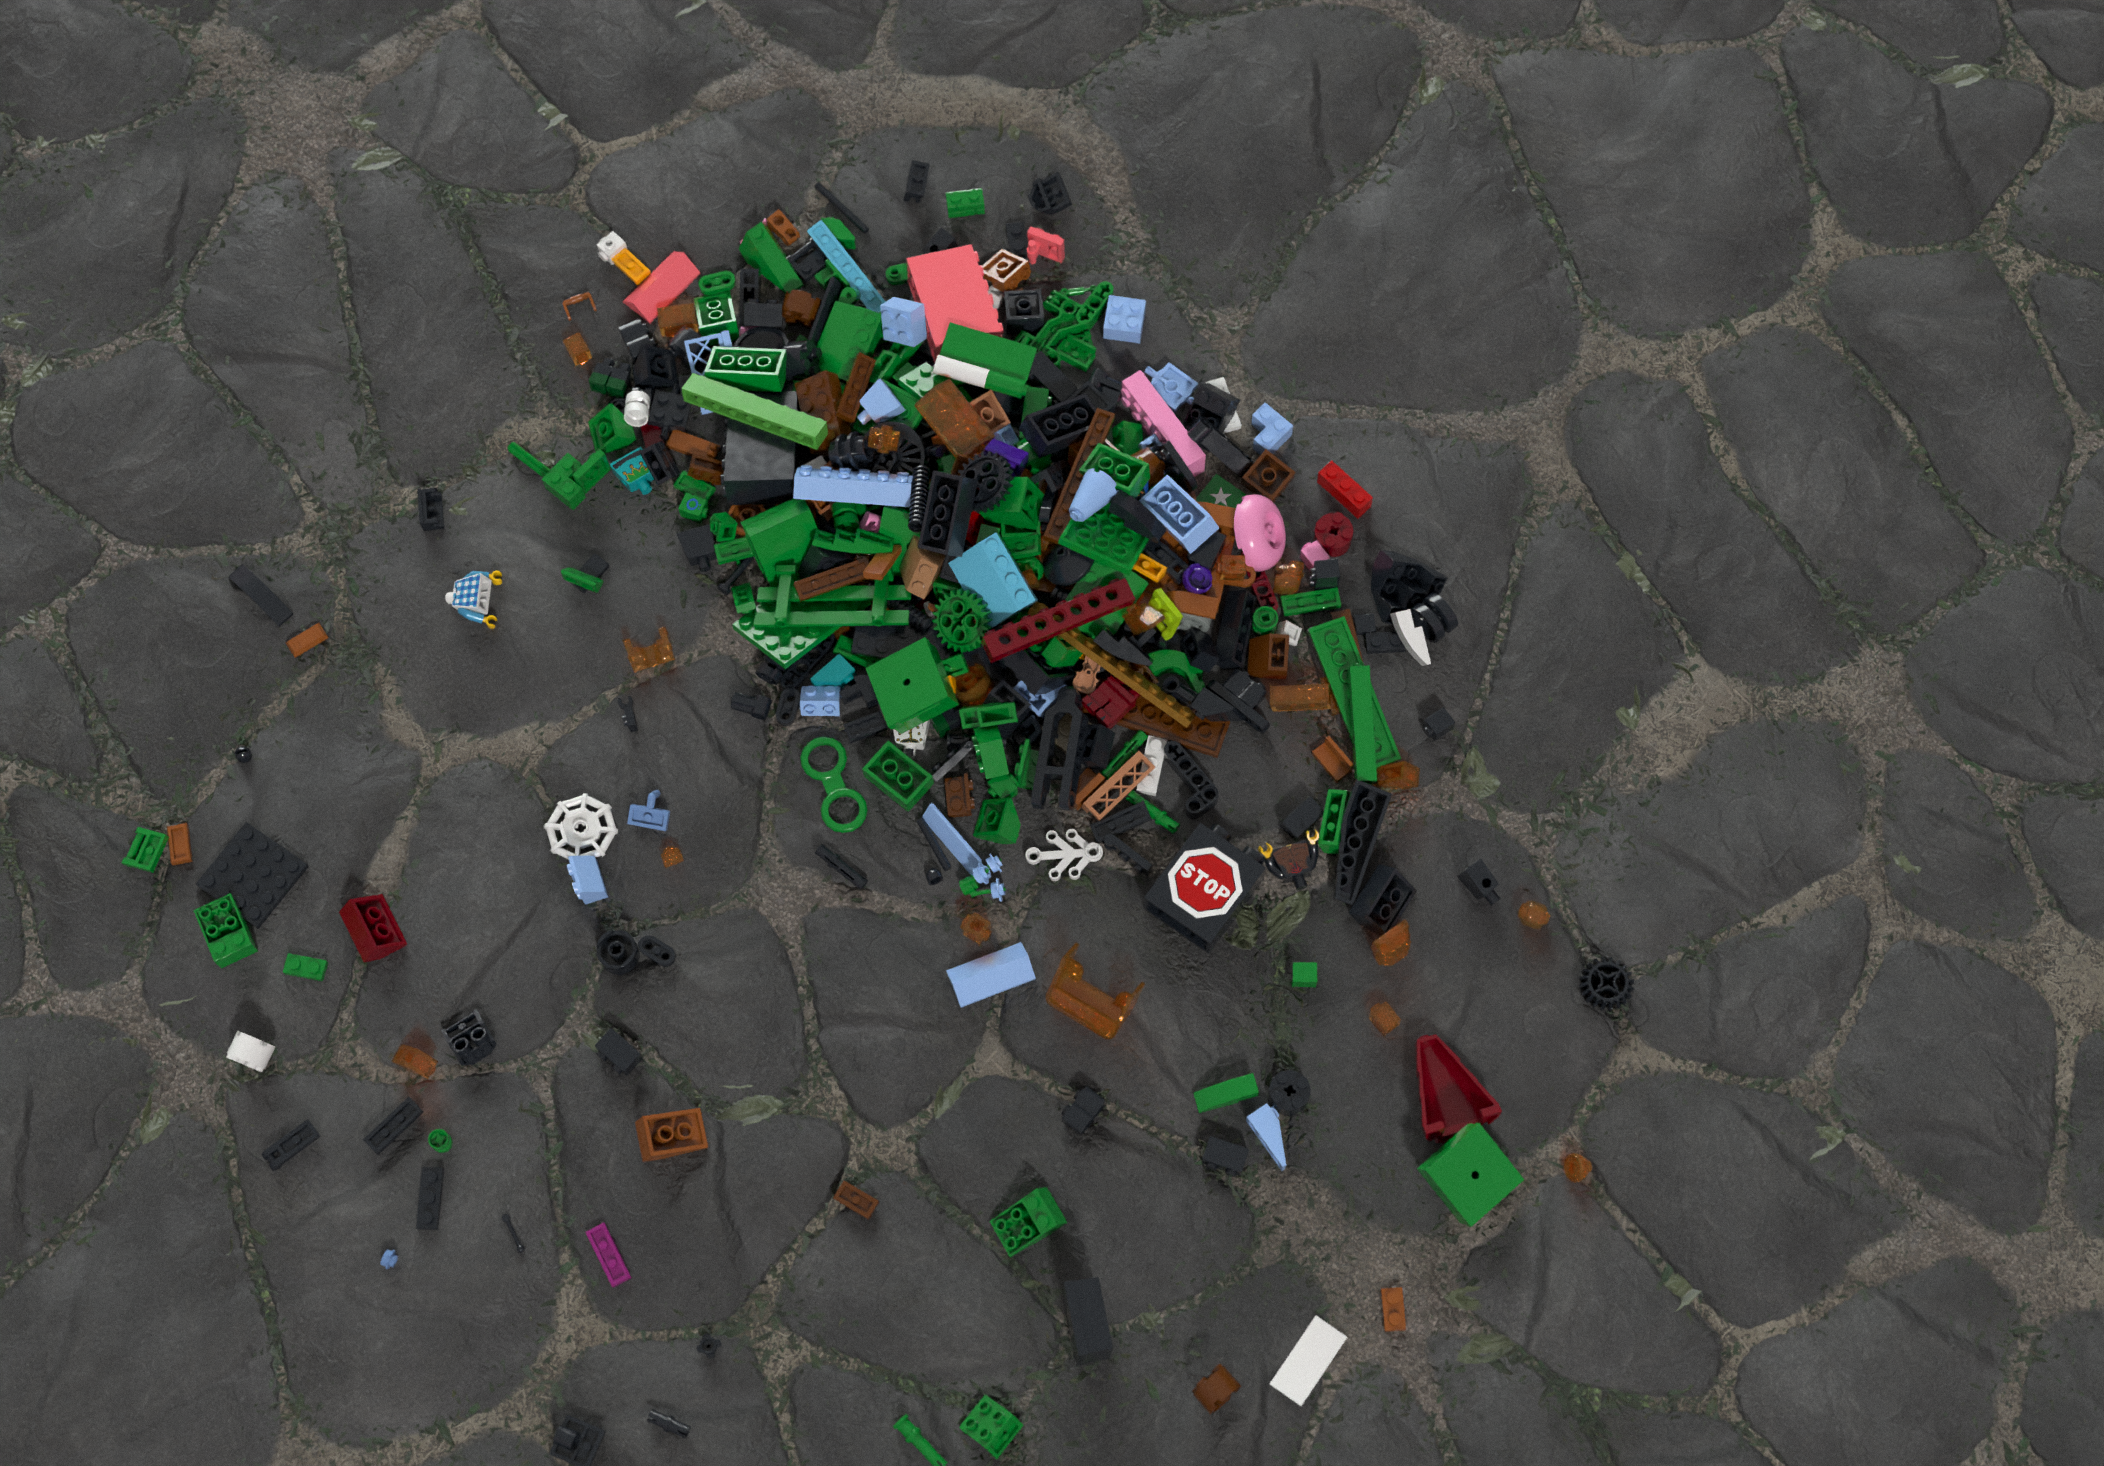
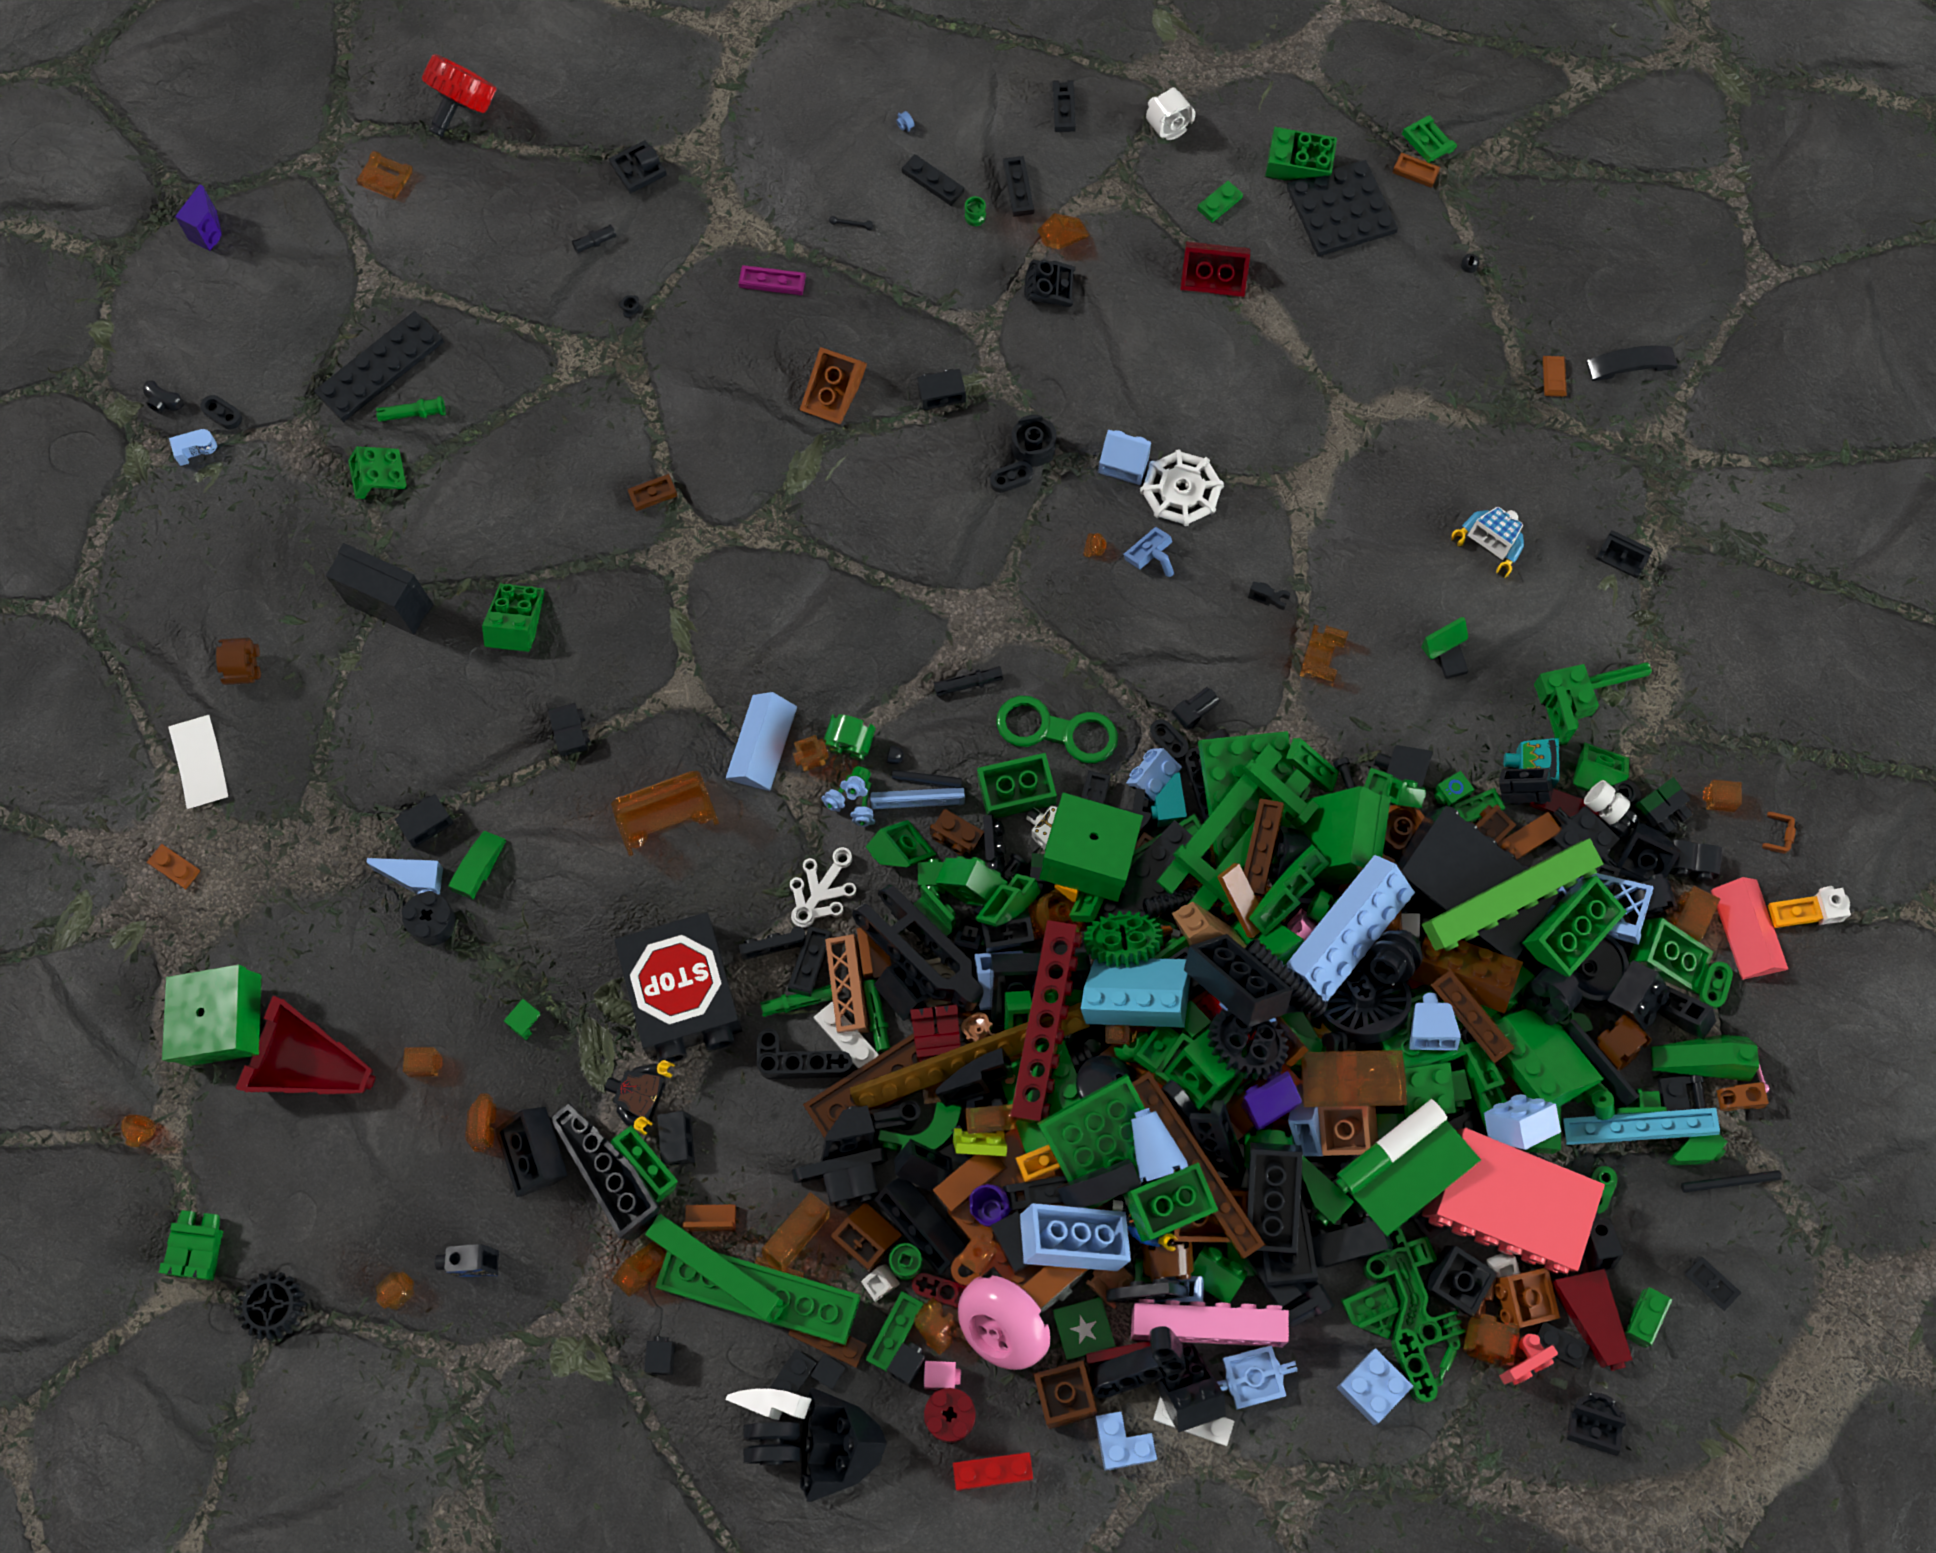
camera: 125 degrees right, 0 degrees up
(883, 439) = (1383, 993): clear orange brick -> none
(945, 910) = (849, 736): none -> green brick
(987, 228) = (1595, 1315): none -> dark red slope
(1046, 272) = (1491, 1340): none -> clear orange brick
(1220, 468) = (1103, 1355): none -> dark red tile
(1608, 1067) = (192, 1248): none -> green hips

